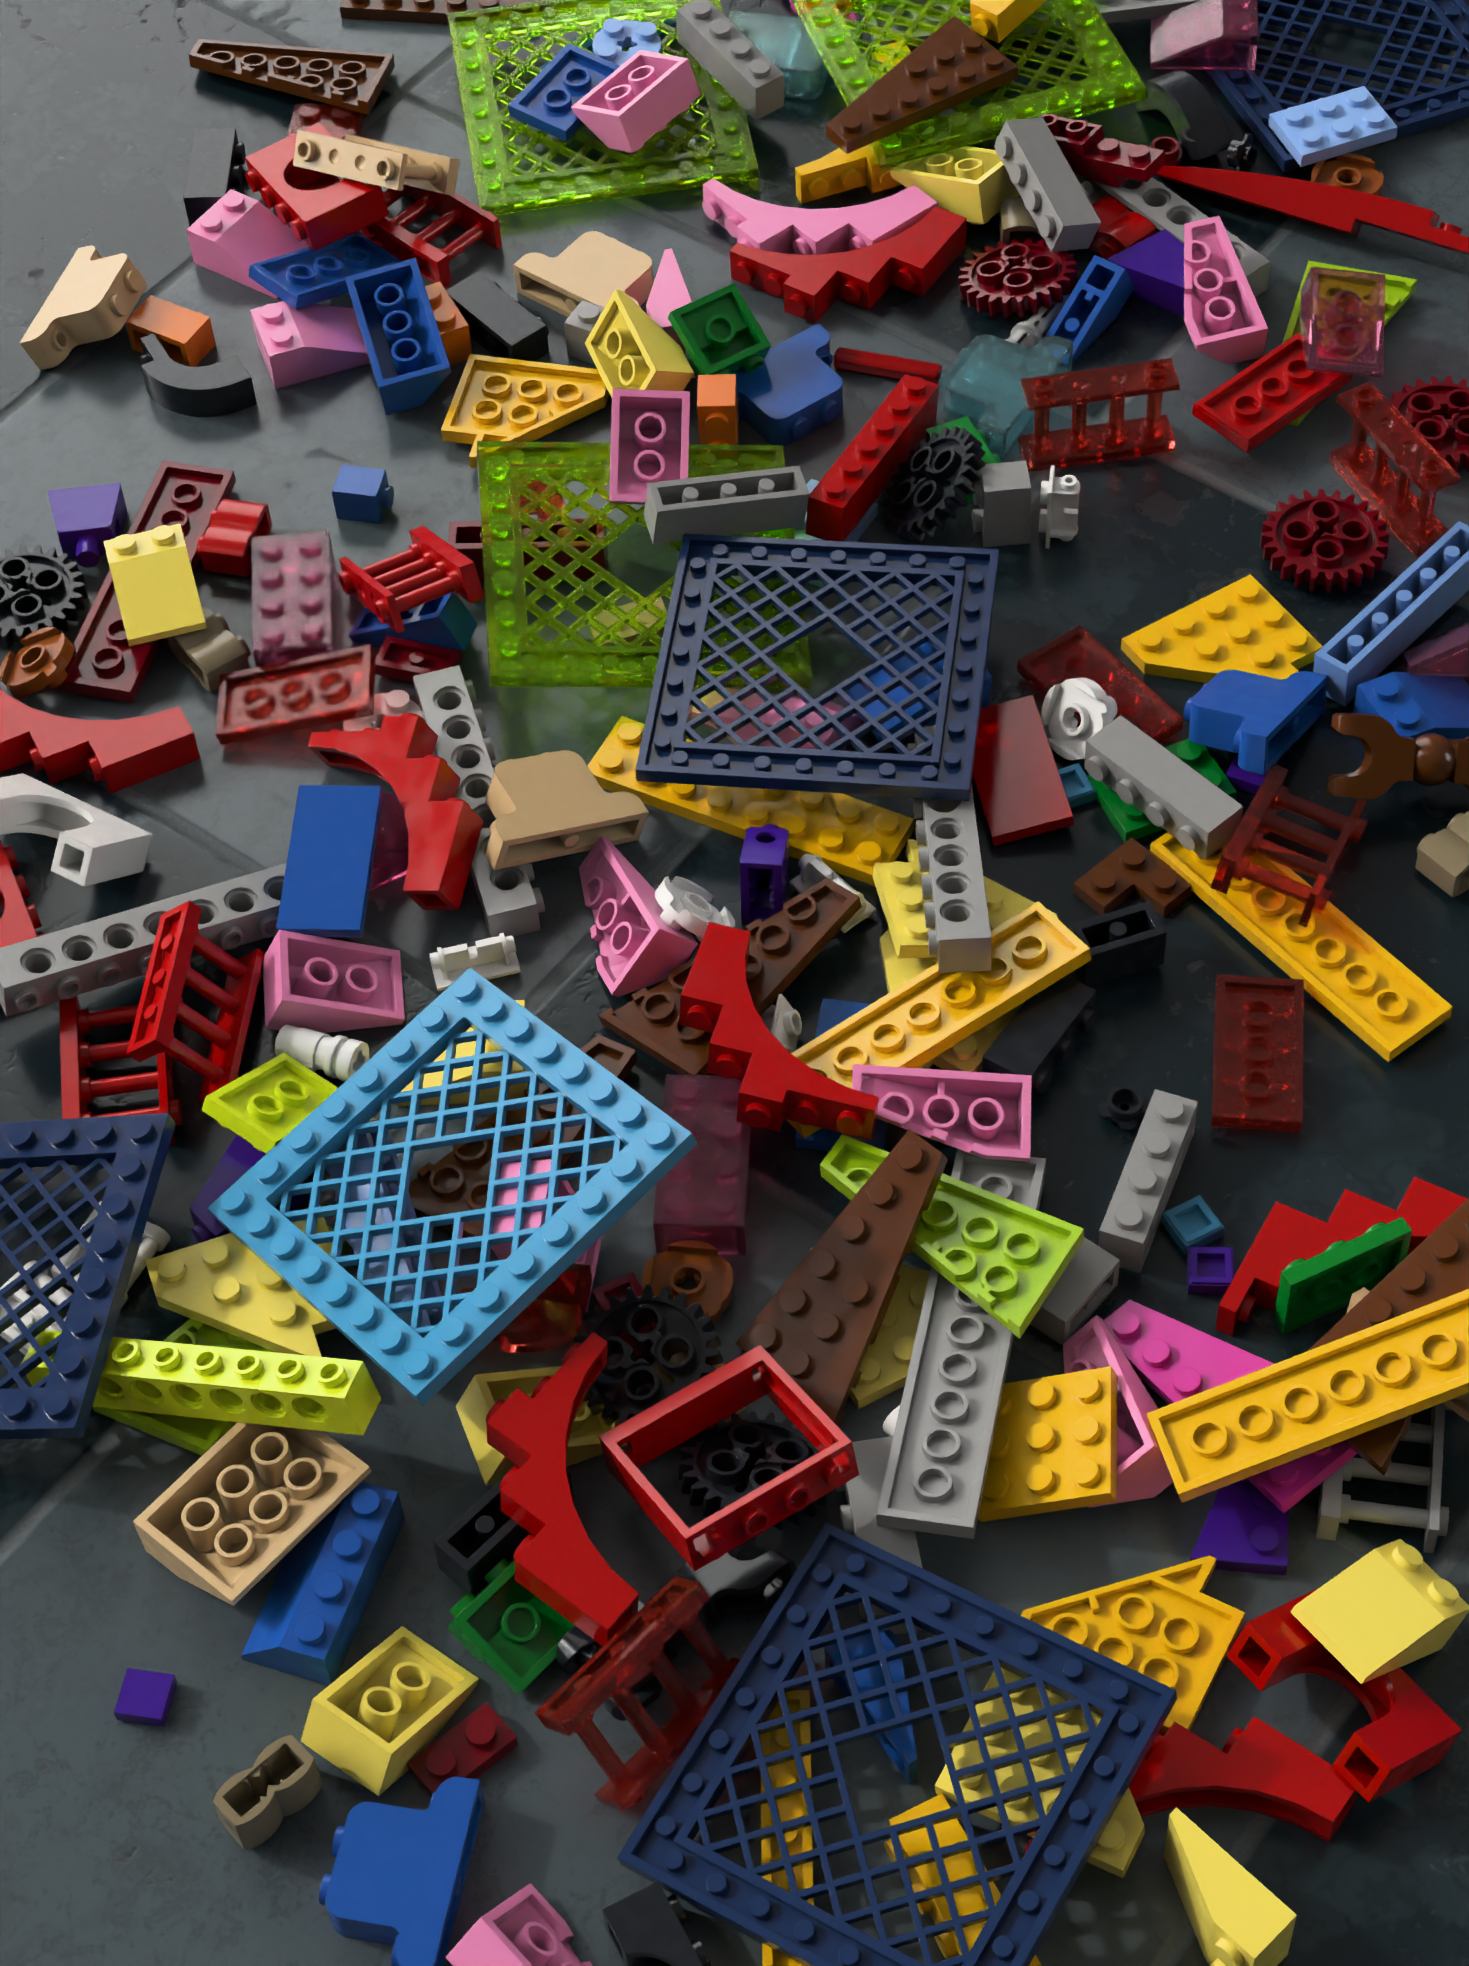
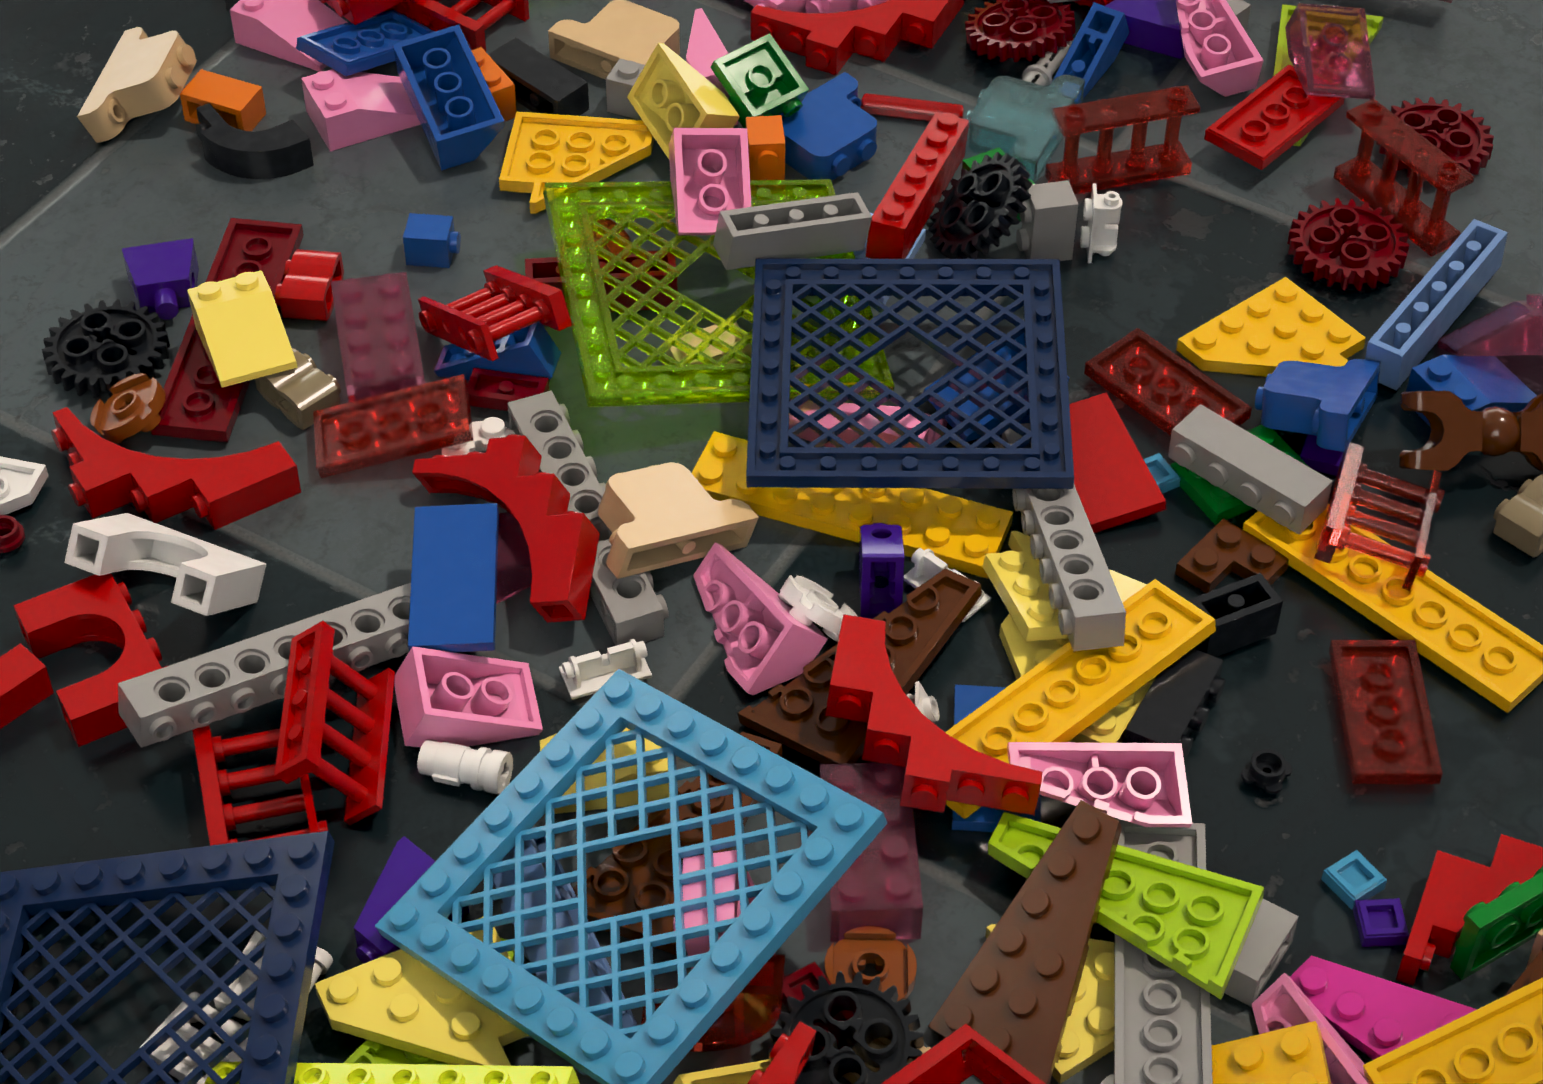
camera: 10 degrees left, 5 degrees down
(268, 1101) = (423, 816): neon yellow plate -> none
(1058, 711) = (1152, 389): white plate -> none
(1148, 1179) = (1307, 836): light grey brick -> none

